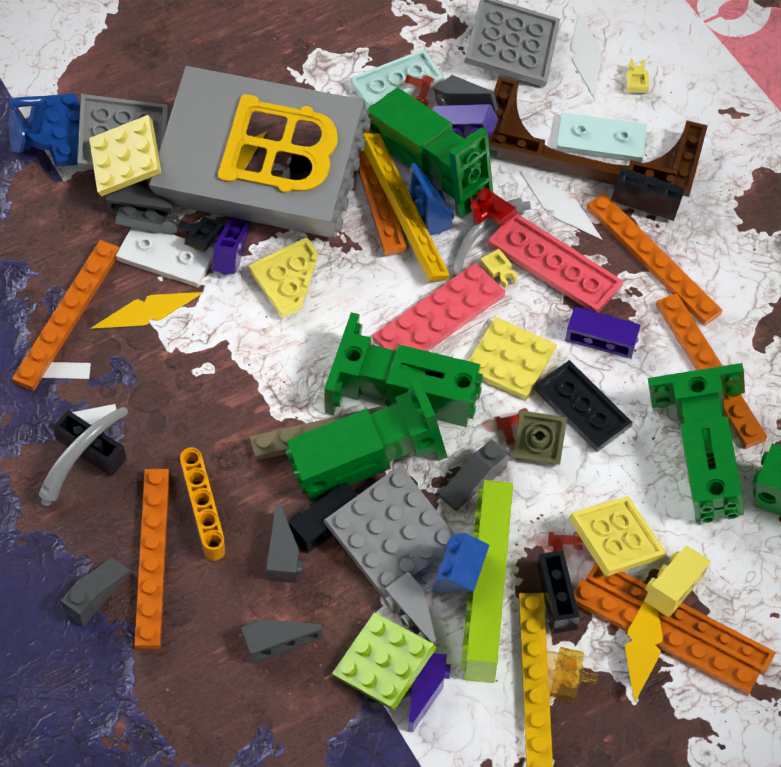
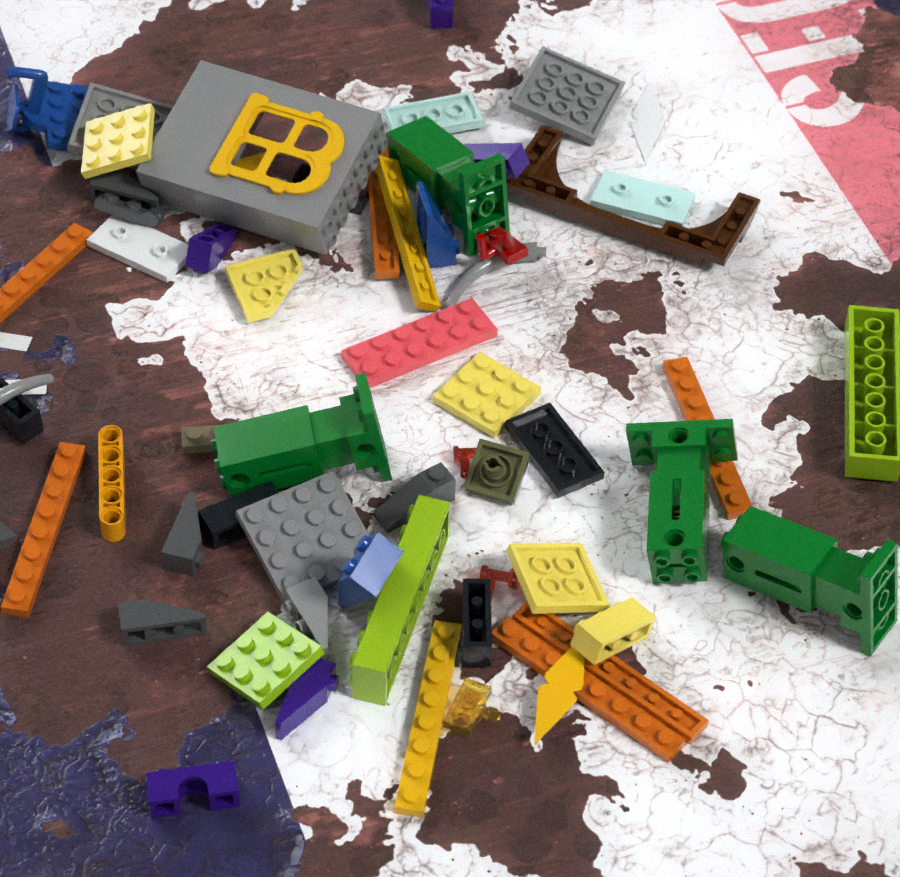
camera: 10 degrees right, 10 degrees down
(139, 312) = (99, 297): yellow sticker -> none
(202, 233) = (180, 230): black plate -> none
(385, 373) = (406, 403): green brick -> none
(423, 84) = (459, 122): clear red piece -> none
(462, 92) = (497, 131): dark grey slope -> none
(498, 266) = (496, 303): light yellow plate -> none
(556, 263) = (560, 310): coral plate -> none
(564, 209) = (583, 261): white sticker -> none
(602, 332) = (594, 382): dark purple brick -> none
(637, 78) = (696, 148): light yellow plate -> none
(647, 194) = (677, 256): black brick -> none
(654, 259) = (671, 322): orange plate -> none

